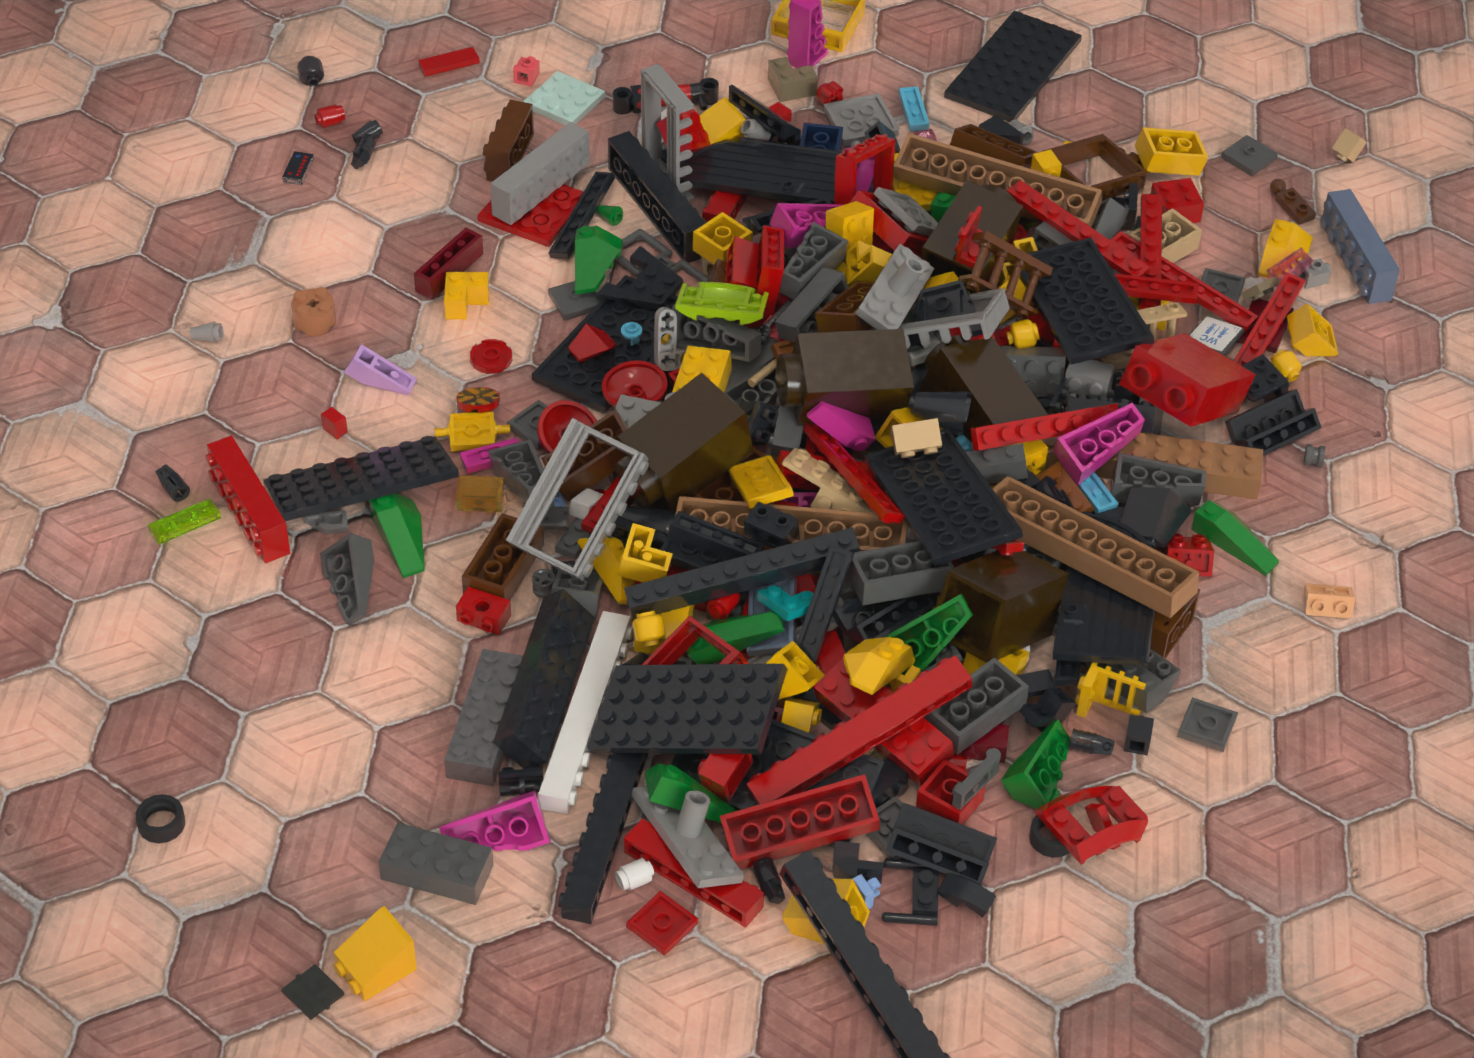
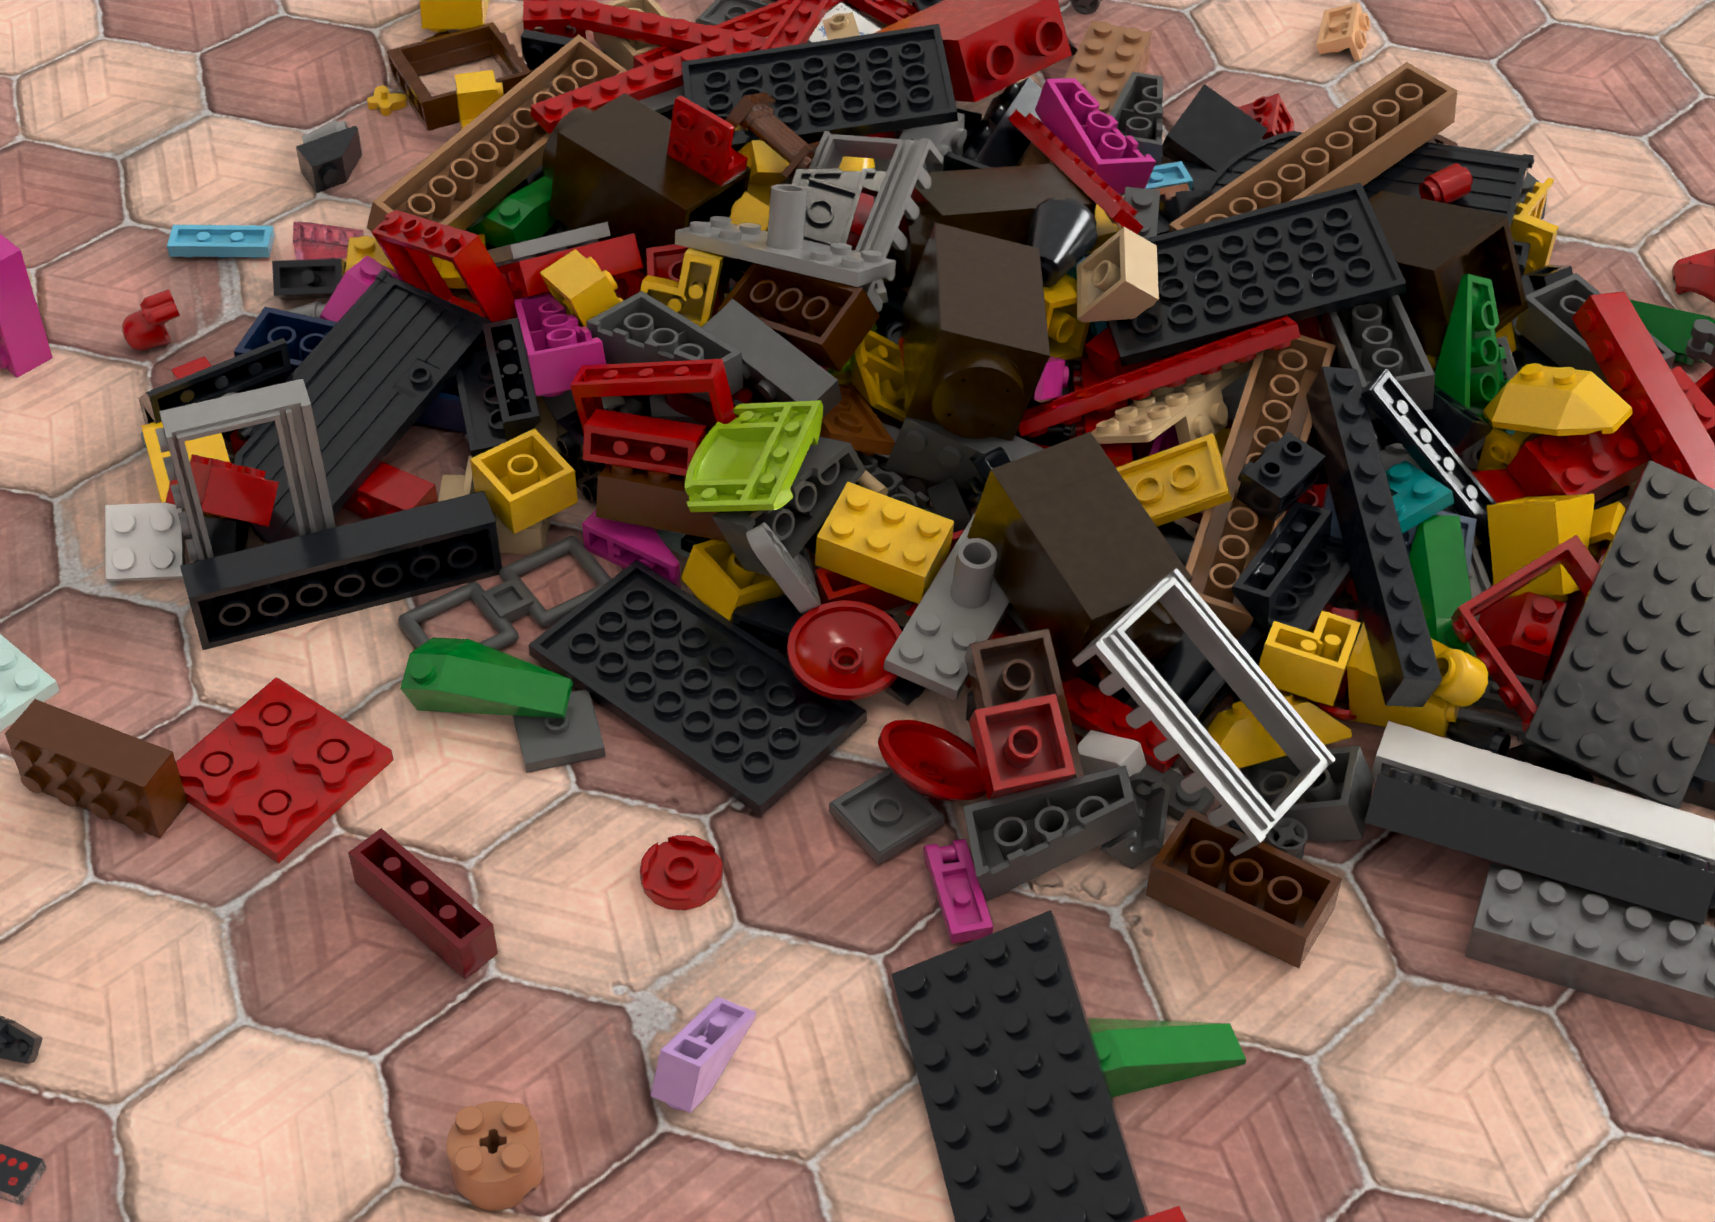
camera: 80 degrees left, 0 degrees up
(334, 423) = (833, 1139): red piece -> none
(349, 571) = (1251, 1140): dark grey wedge -> none
(465, 290) = (510, 895): yellow brick -> none
(471, 430) = (889, 914): yellow plate -> none
(478, 399) = (811, 895): tile -> none
(480, 493) = (1070, 899): clear yellow brick -> none
(483, 610) = (1353, 934): red brick -> none
(540, 173) = (239, 716): light grey brick -> none
(546, 436) = (1021, 745): none -> red brick
(581, 214) = (338, 692): black tile -> none
(590, 342) = (723, 701): red slope -> none
(611, 214) = (346, 651): green cone -> none
(632, 331) = (703, 640): medium azure plate -> none
(651, 288) = (573, 603): black wing -> none
(703, 93) = (36, 567): black piece -> none
(791, 82) = (83, 373): dark tan brick -> none
(858, 116) = (218, 301): light grey plate -> none
(992, 145) = (381, 161): reddish brown brick -> none
(1013, 66) = (160, 126): black plate -> none
(1094, 613) = (1447, 184): none -> red brick
(1098, 744) = (1604, 271): black hinge -> none
(1138, 734) = (1587, 226): black brick -> none
(1207, 724) = (1569, 166): dark grey plate -> none
(1233, 536) = (1235, 84): green wedge -> none

